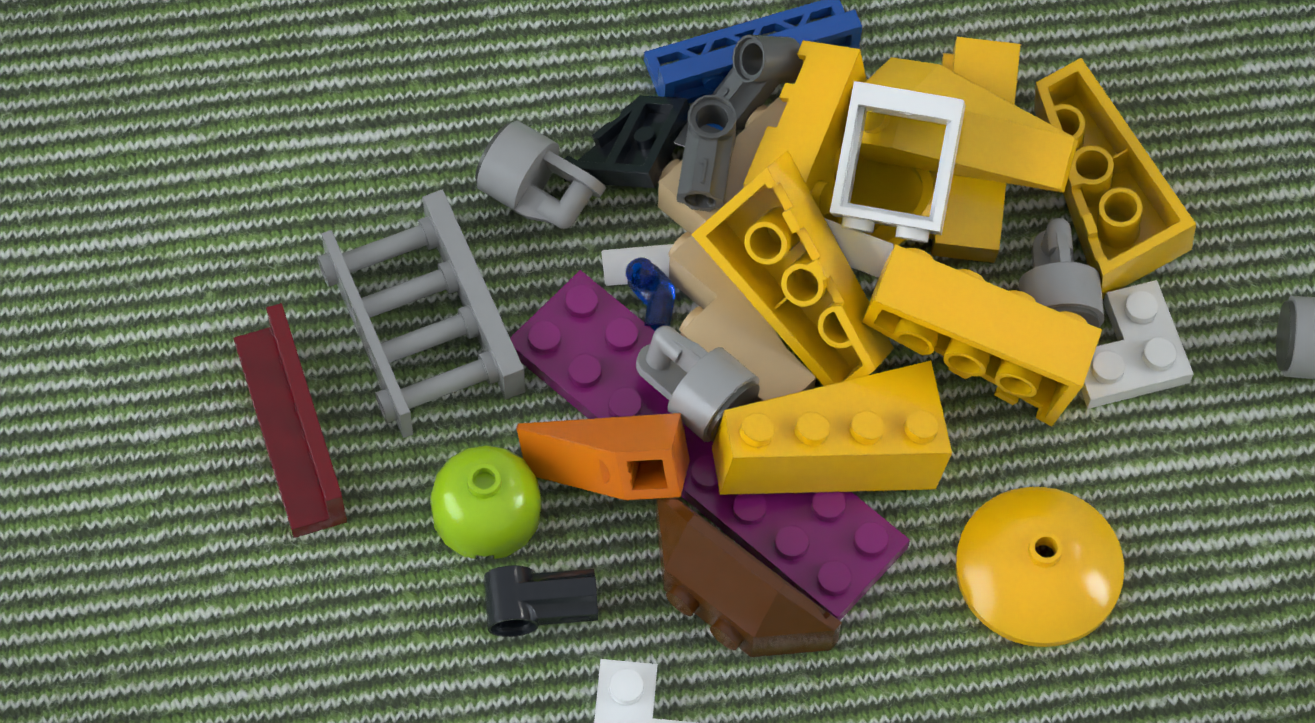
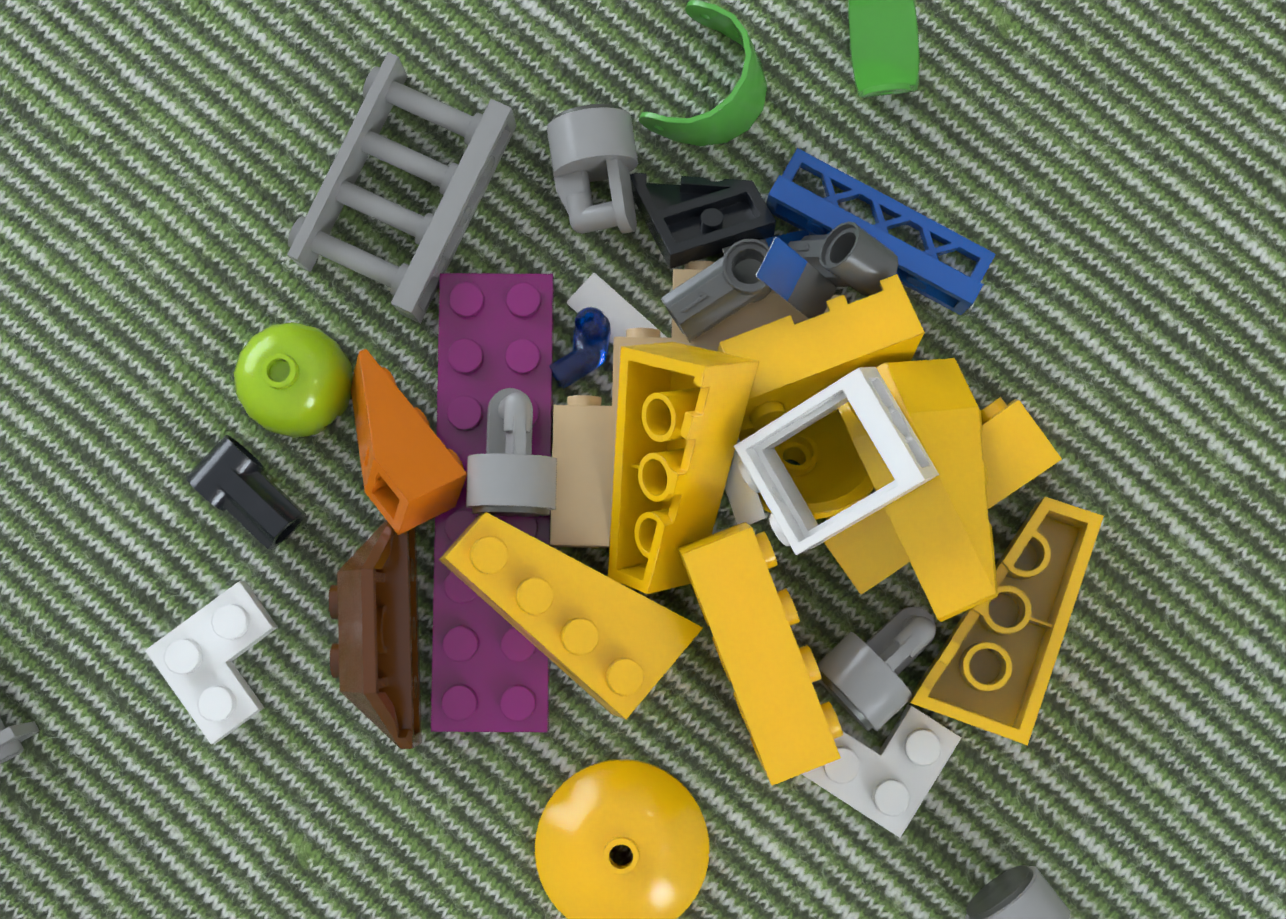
camera: 55 degrees right, 20 degrees up
(290, 426) = (228, 177): dark red fence -> none
(584, 75) = (738, 110): none -> bright green piece
(747, 102) = (795, 279): none -> sticker

